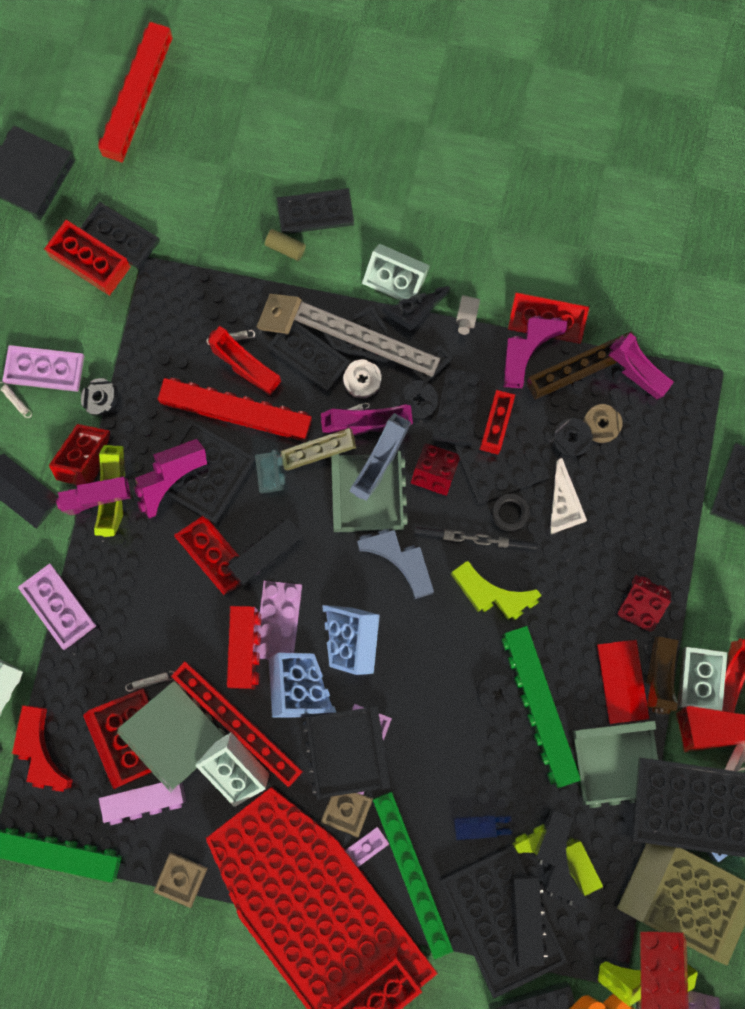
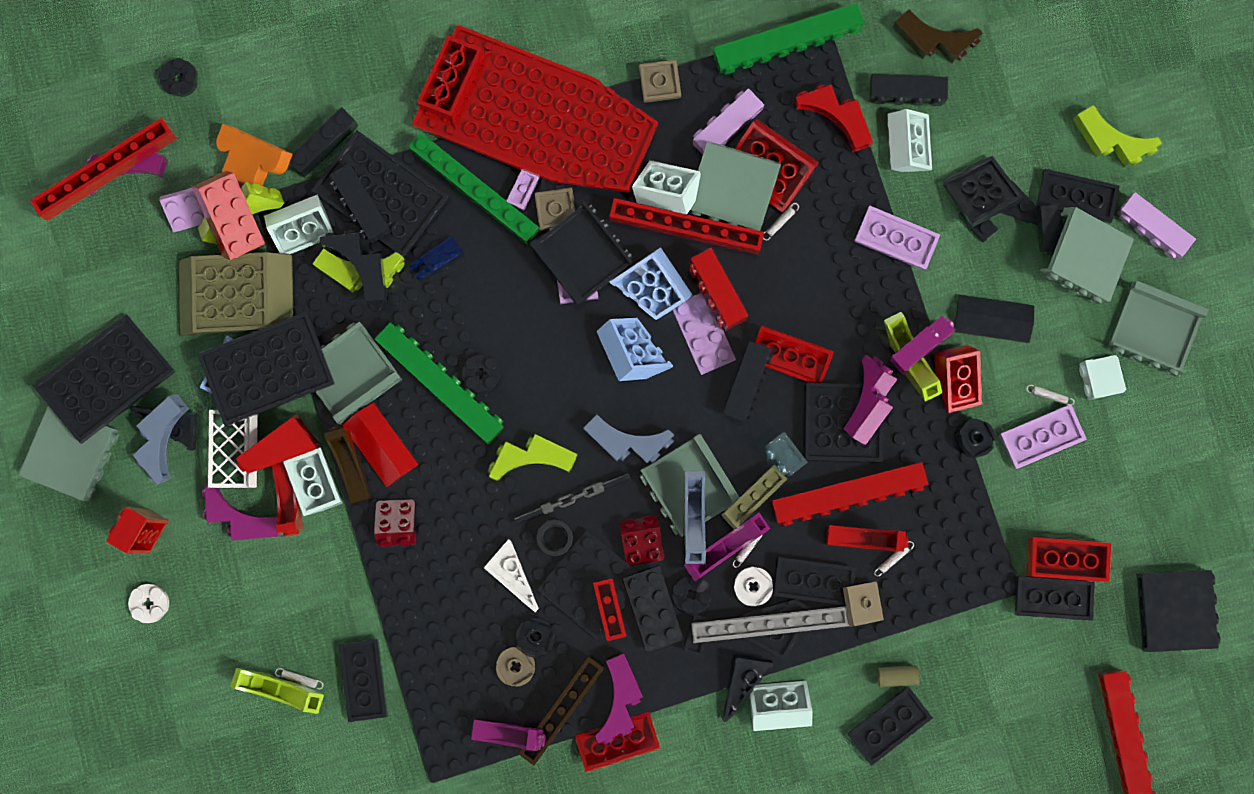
camera: 150 degrees right, 5 degrees up
(467, 314) = (693, 702): light grey piece -> none
(596, 933) = (298, 225): none -> light aqua slope

